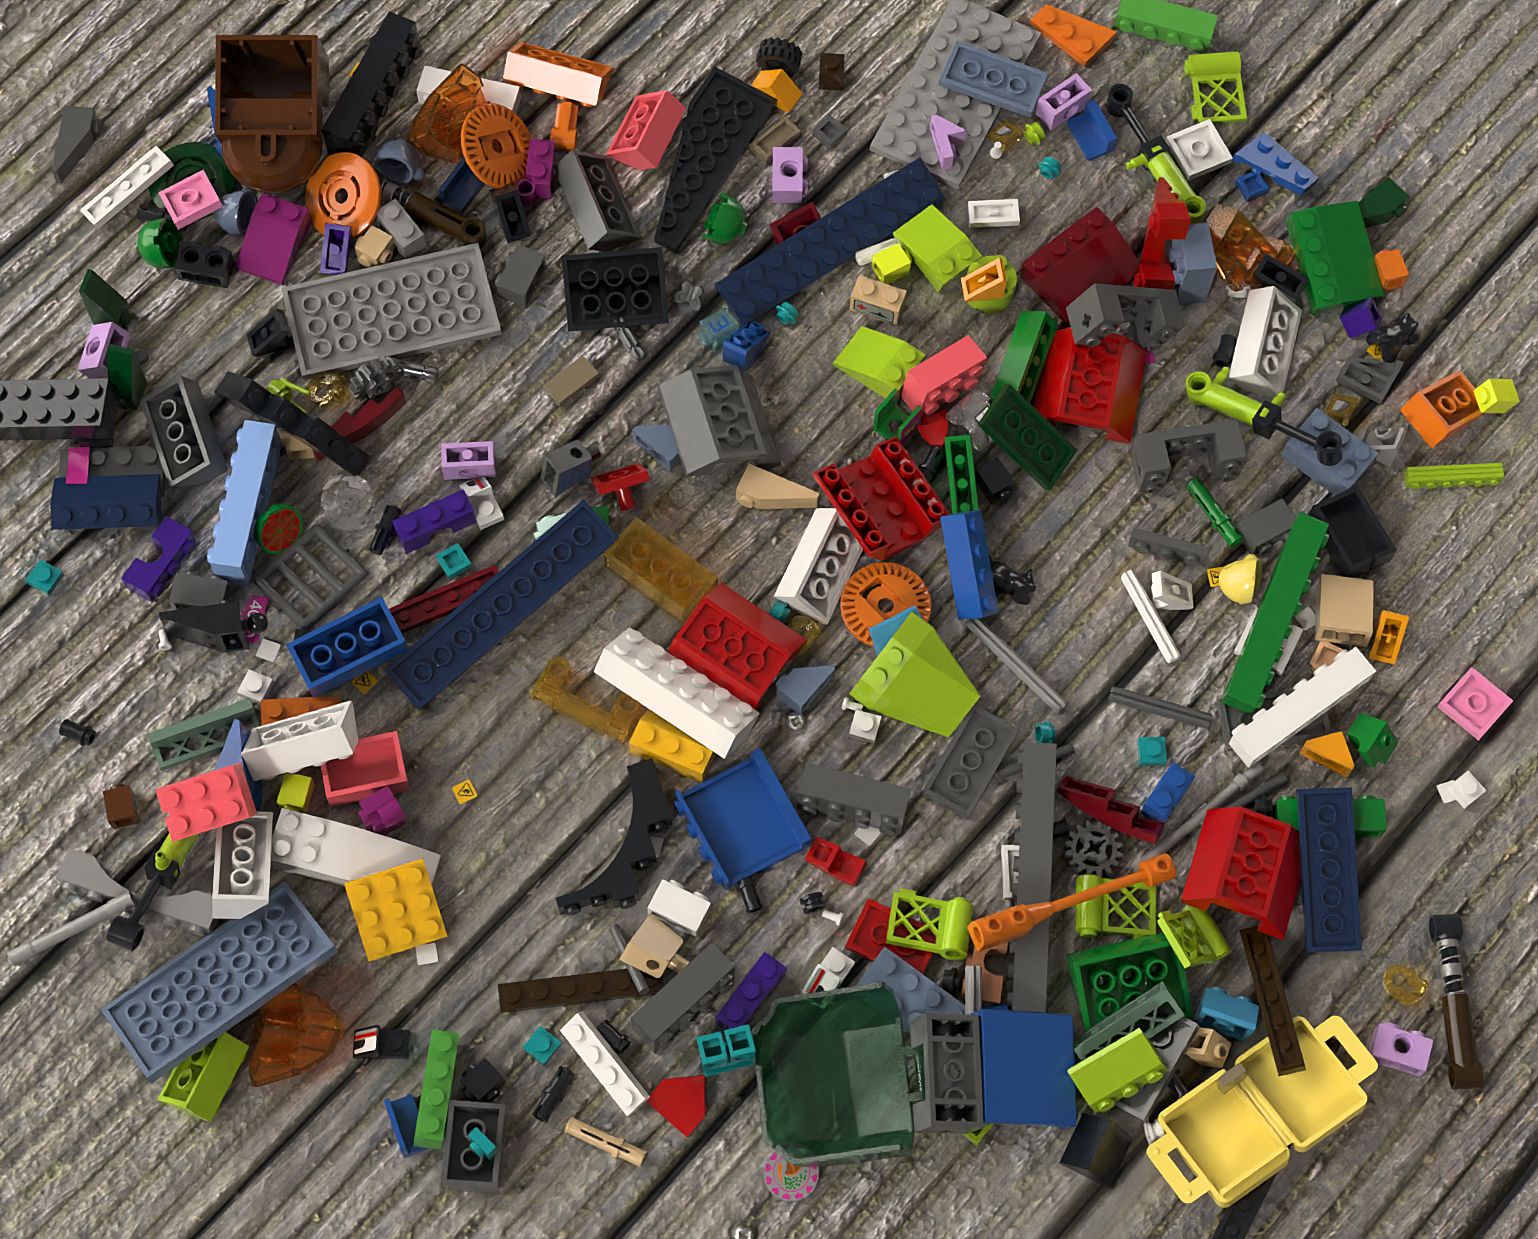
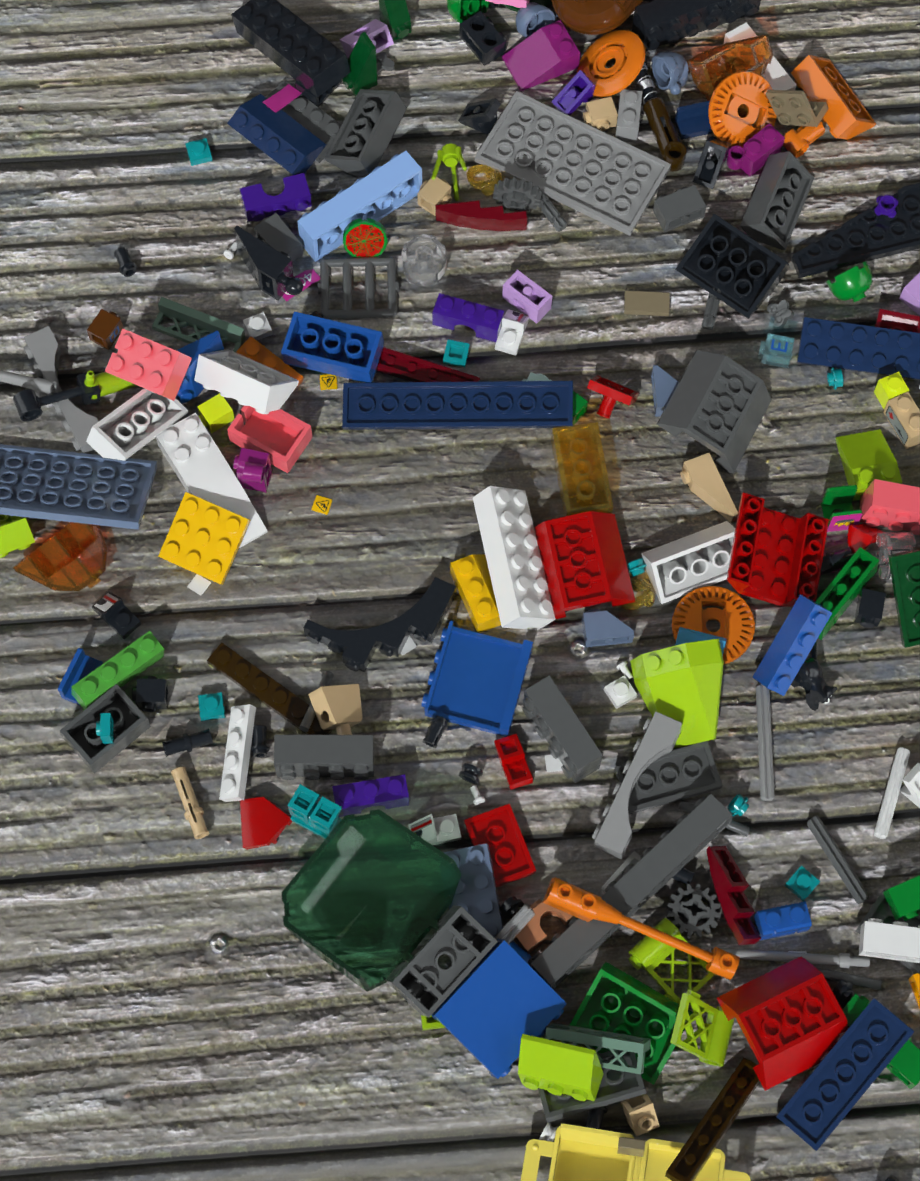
camera: 45 degrees right, 0 degrees up
(268, 650) = (287, 311): white sticker -> none
(306, 428) = (438, 182): black arch -> none
(384, 529) = (431, 296): black axle -> none
(541, 107) = (794, 108): none -> dark tan bracket
(551, 691) = (443, 516): clear yellow piece -> none
(568, 466) = (588, 354): dark grey torso -> none
(646, 130) = (857, 182): coral slope -> none
(679, 907) = (381, 698): white brick -> none
(692, 125) = (889, 201): none -> dark purple plate
(745, 345) = (783, 374): blue slope -> none
(788, 1181) = (278, 938): light grey tile -> none
(841, 285) = (889, 388): none -> neon yellow brick
(952, 930) = (538, 876): lime piece -> none
(975, 840) = (658, 740): none -> light grey arch
(1096, 1149) = (499, 1109): black slope -> none
(1227, 1014) = (676, 1103): dark azure slope -> none

